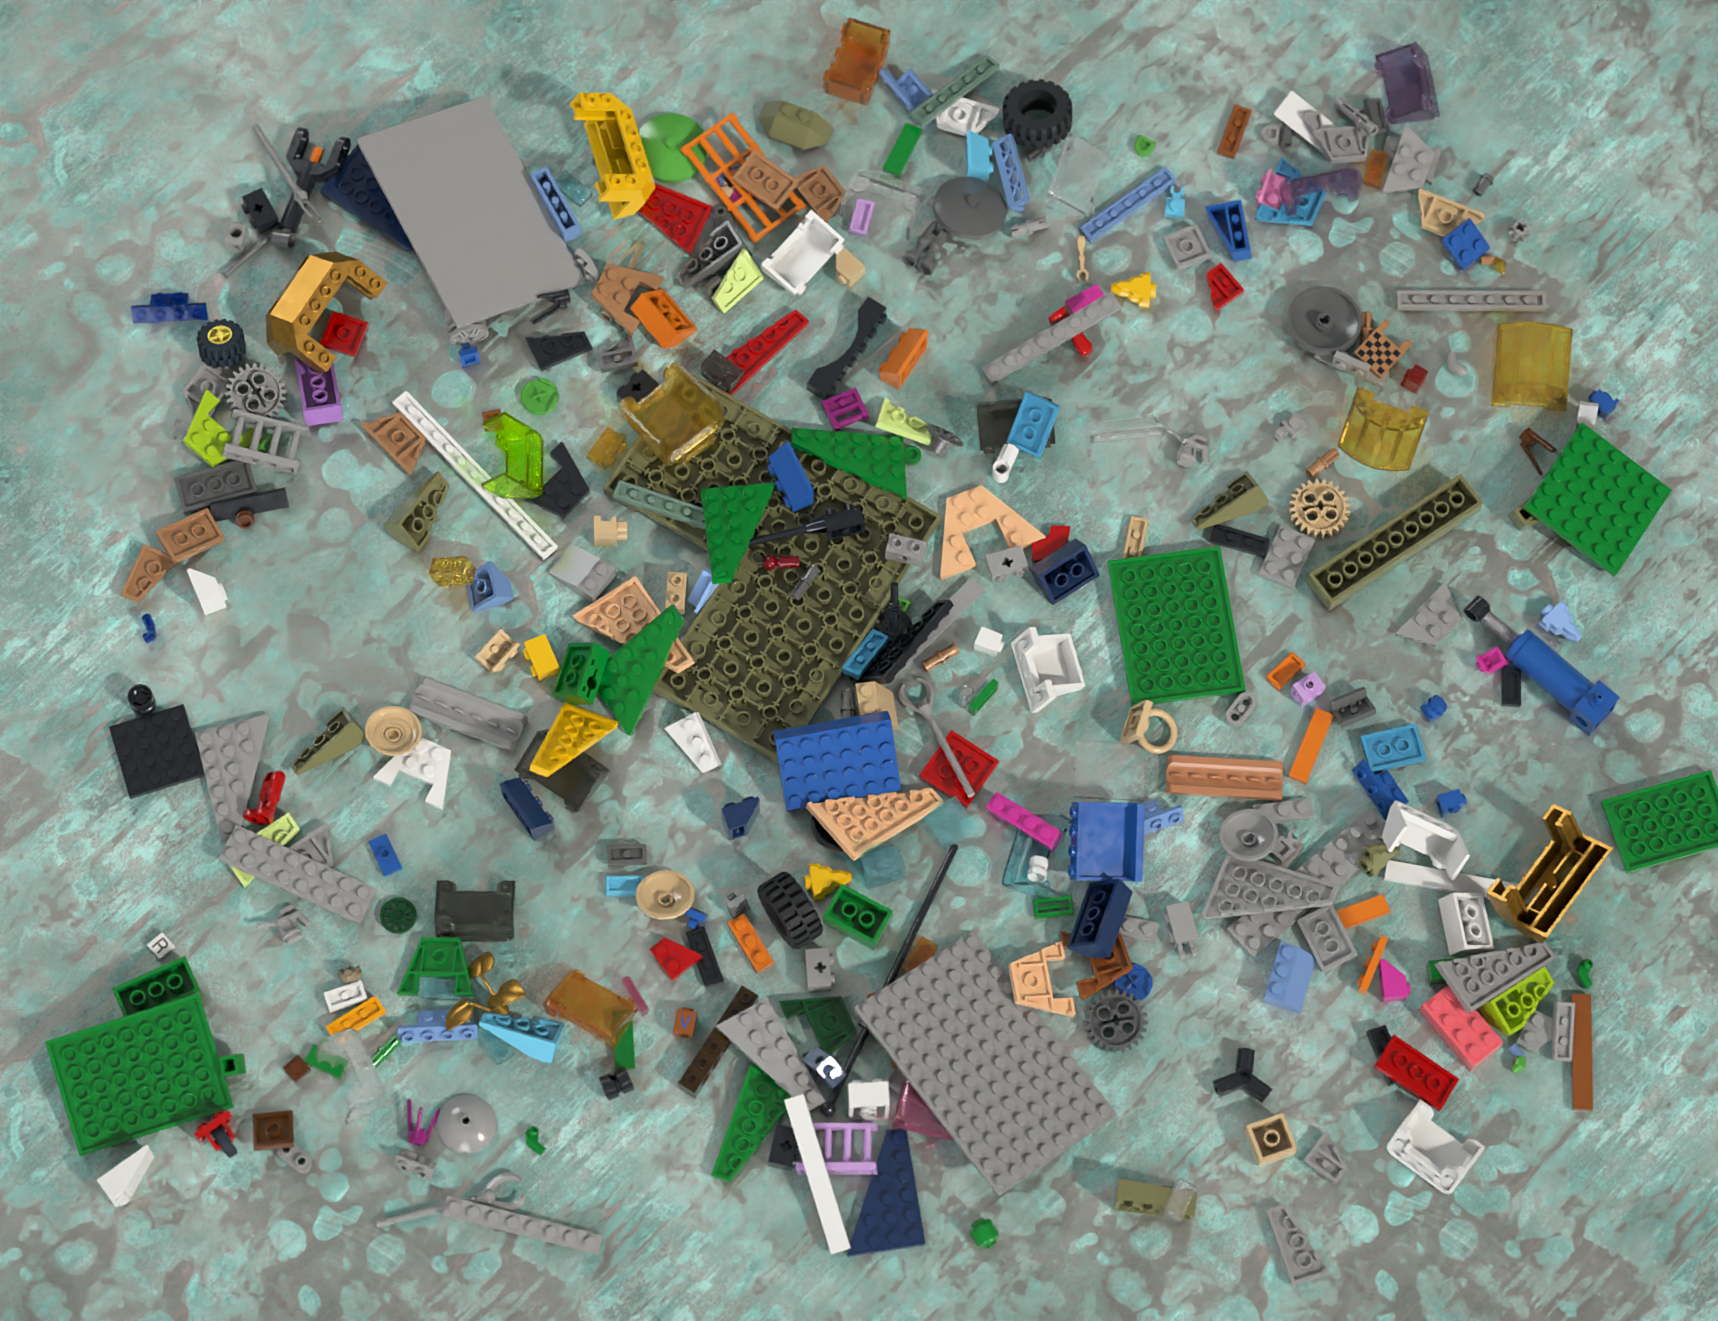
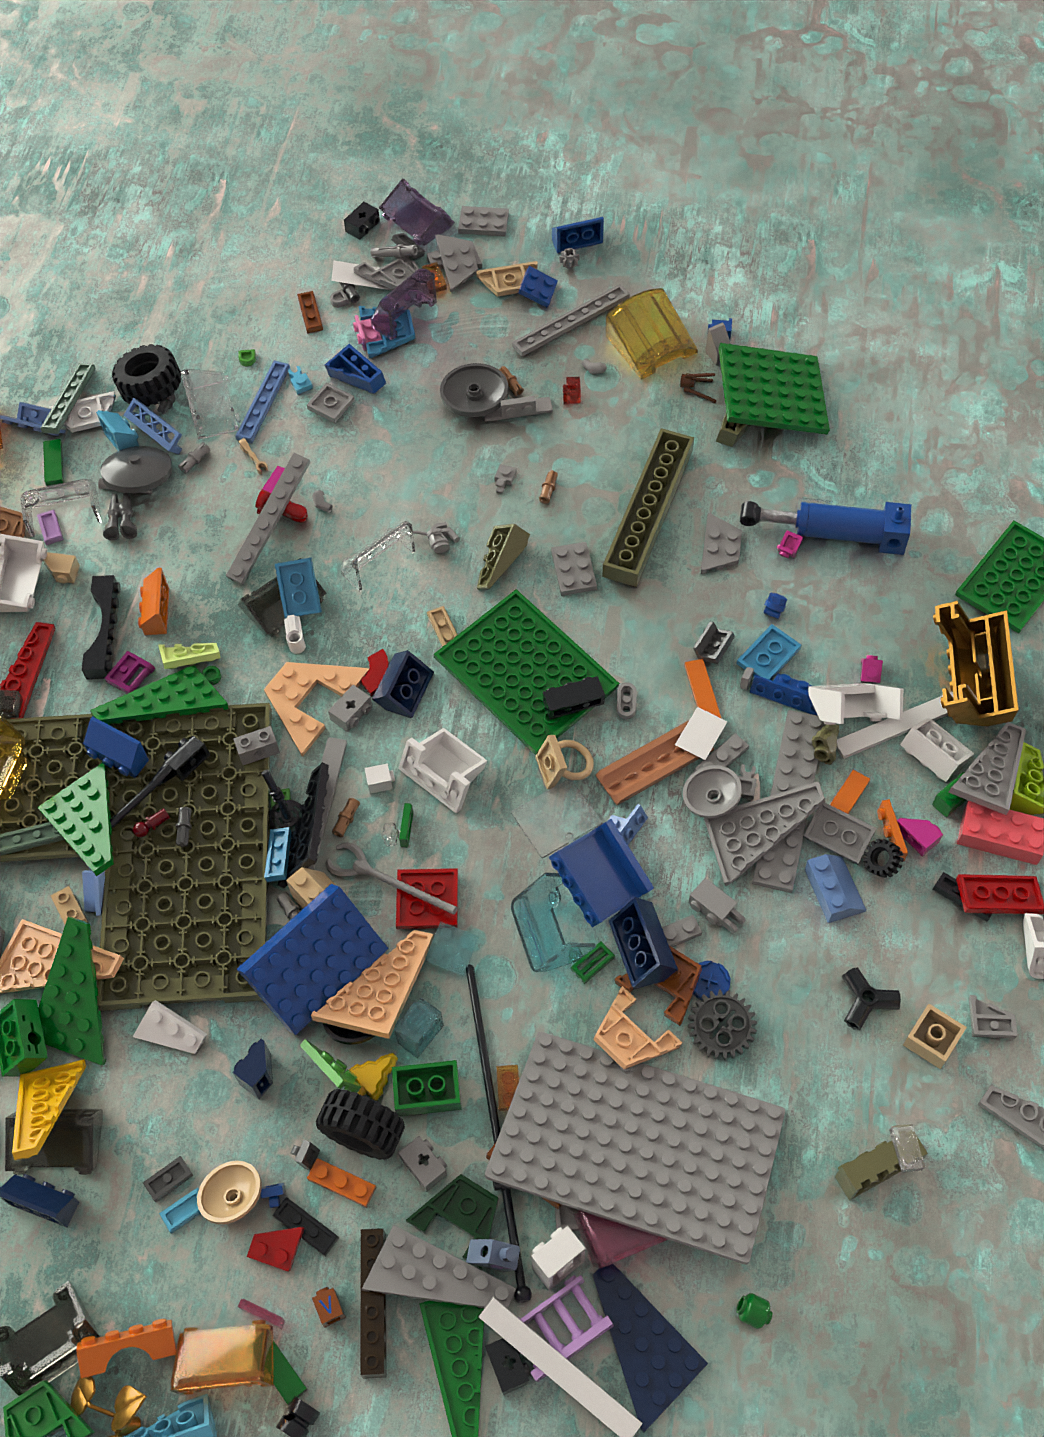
camera: 30 degrees left, 10 degrees down
(507, 944) = (154, 1339): none -> orange arch
(797, 855) = (333, 1069): none -> bright green wing
(941, 442) = (229, 647): flat silver wheel -> none
(1025, 821) = (529, 901): dark pink arch -> none
(1037, 868) = (557, 937): white wheel -> none
(1109, 345) = (319, 503): none -> light grey arm
(1136, 289) = (315, 449): yellow rock -> none
(1195, 678) = (573, 697): none -> black brick
(1222, 286) = (378, 413): red wing -> none
(1239, 540) = (527, 578): black tile -> none
(1280, 779) = (701, 733): none -> white sticker
(1285, 671) = (638, 651): orange tile -> none
(1307, 689) = (668, 651): lavender head -> none
(1317, 493) = (574, 514): tan gear -> none
(1336, 977) = (872, 857): none -> black tyre
(1351, 57) = (361, 220): none -> black brick
(1356, 757) = (746, 678): none -> light grey tile
(1380, 351) = (532, 385): medium nougat flag -> none
(1381, 433) = (578, 431): clear yellow windscreen -> none
(1450, 802) = (846, 666): blue brick -> none
(1469, 819) = (871, 669): none -> dark pink bracket
(1470, 131) = (483, 221): none -> light grey plate
(1485, 181) = (520, 243): dark grey pin -> none
(1494, 260) = (573, 286): arm -> none
(1510, 687) = (818, 556): black tile -> none
(1546, 208) = (578, 234): none -> blue slope
(1559, 622) = (816, 488): light blue rock -> none

